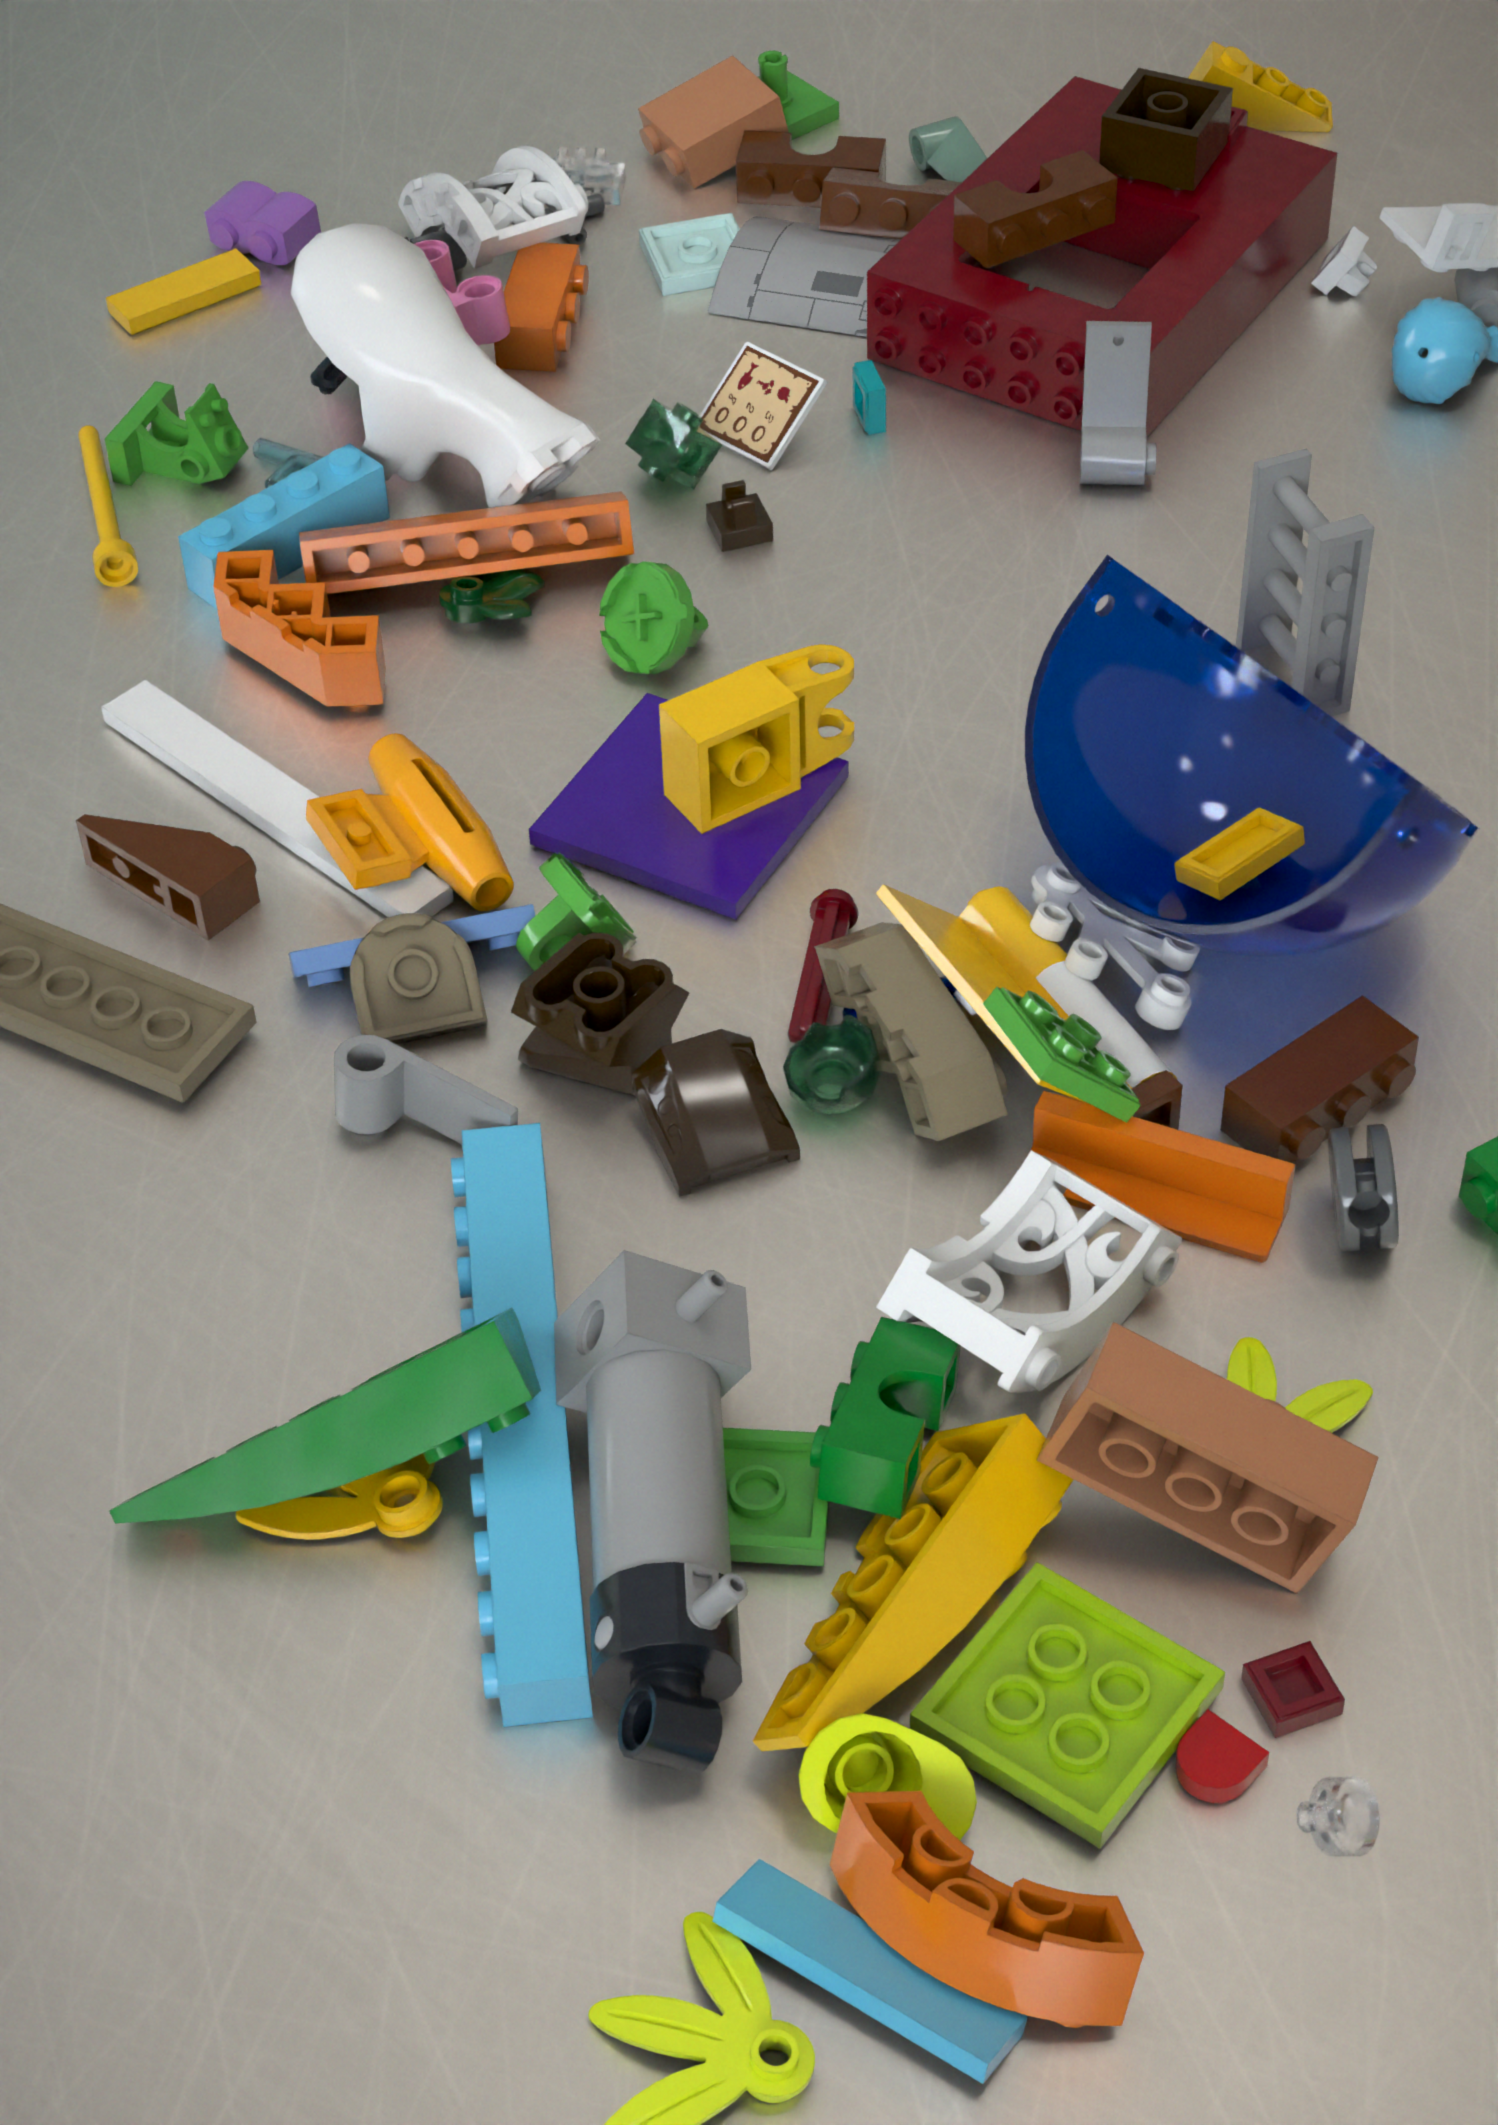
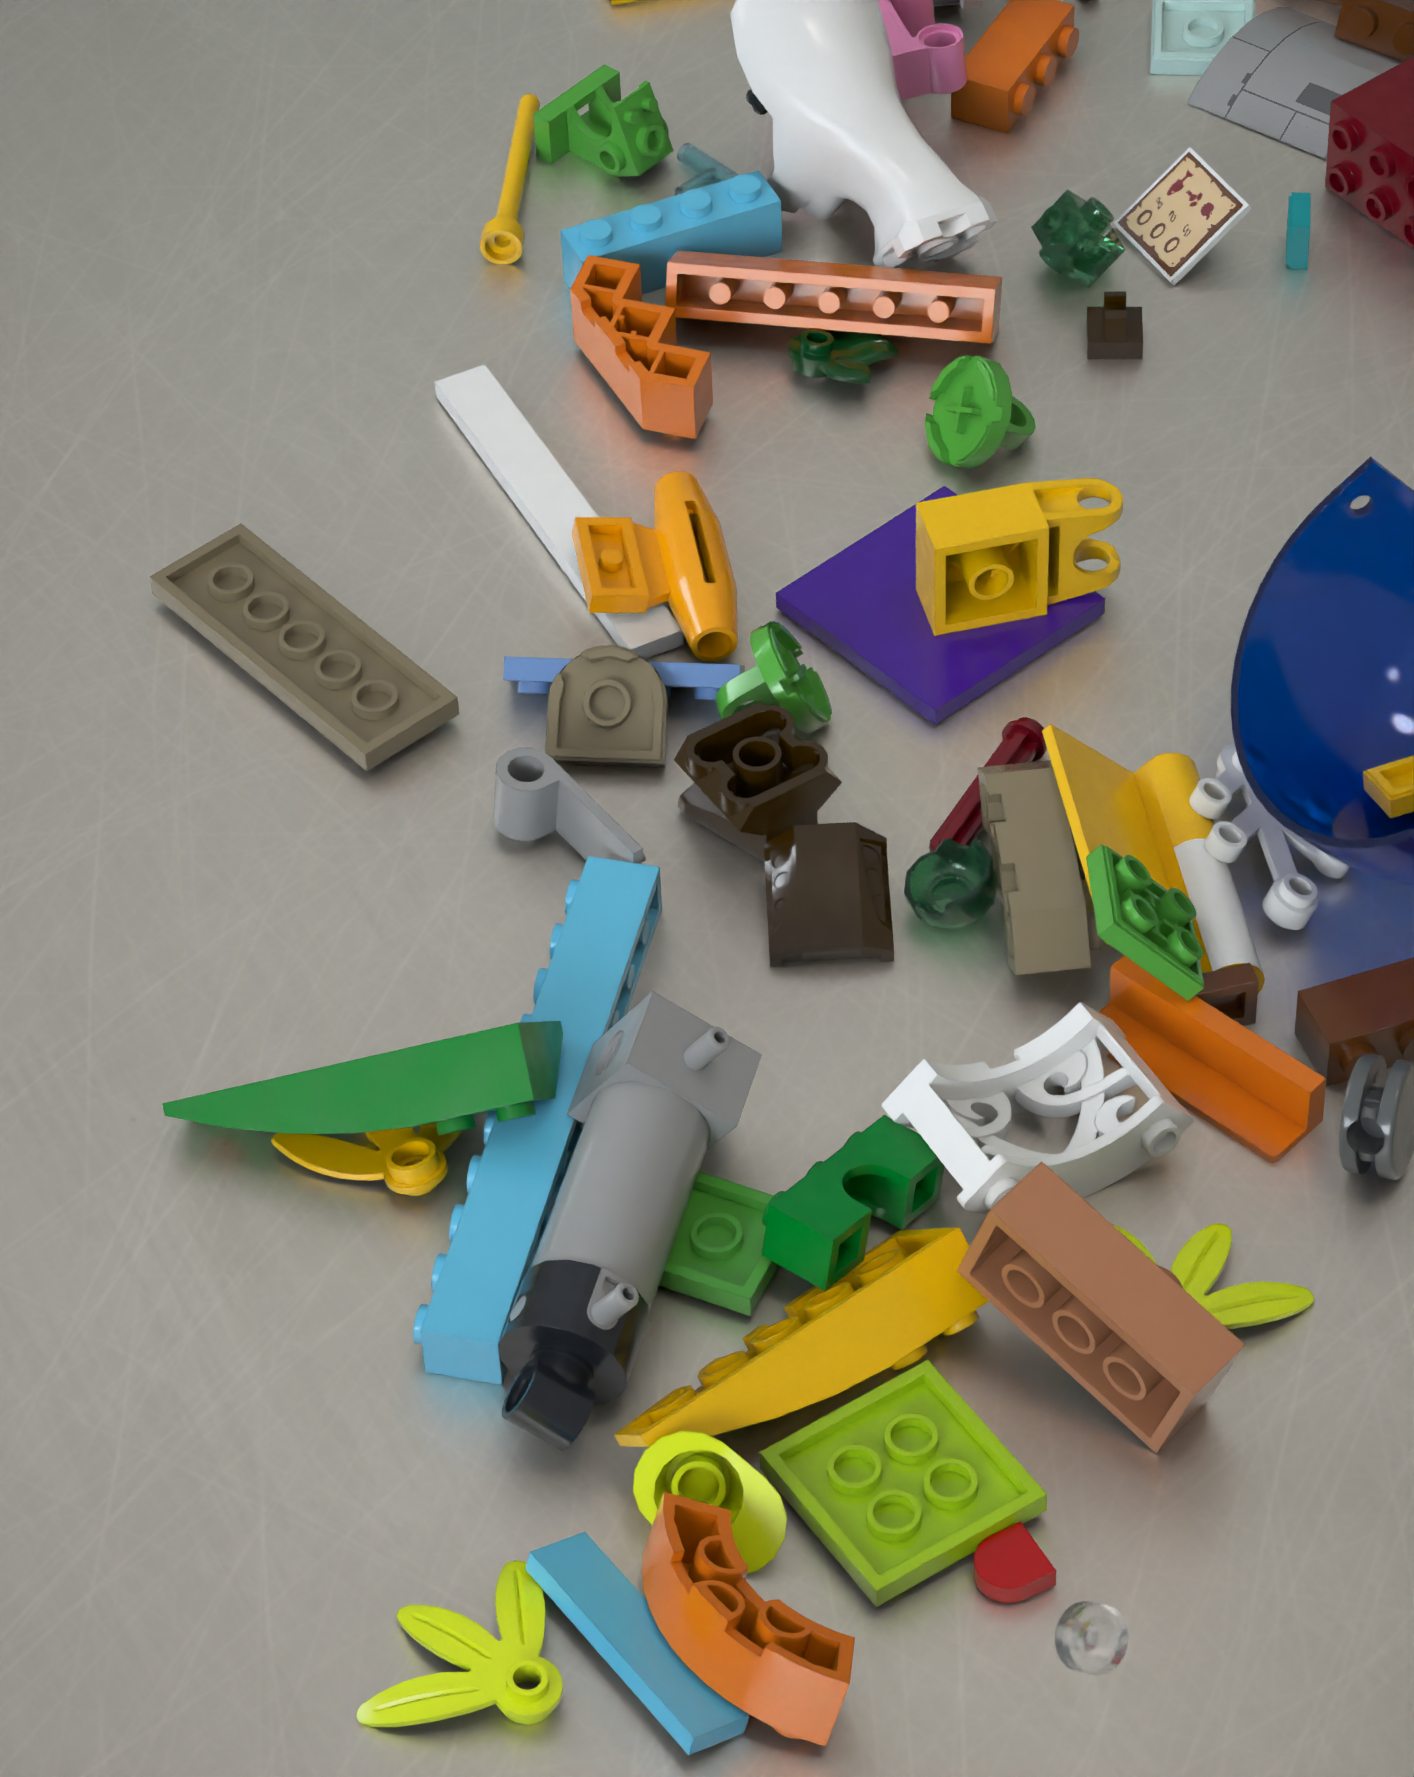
camera: 20 degrees right, 0 degrees up
(174, 870) = (440, 555): reddish brown slope -> none
(1292, 1689) = (1108, 1528): dark red tile -> none

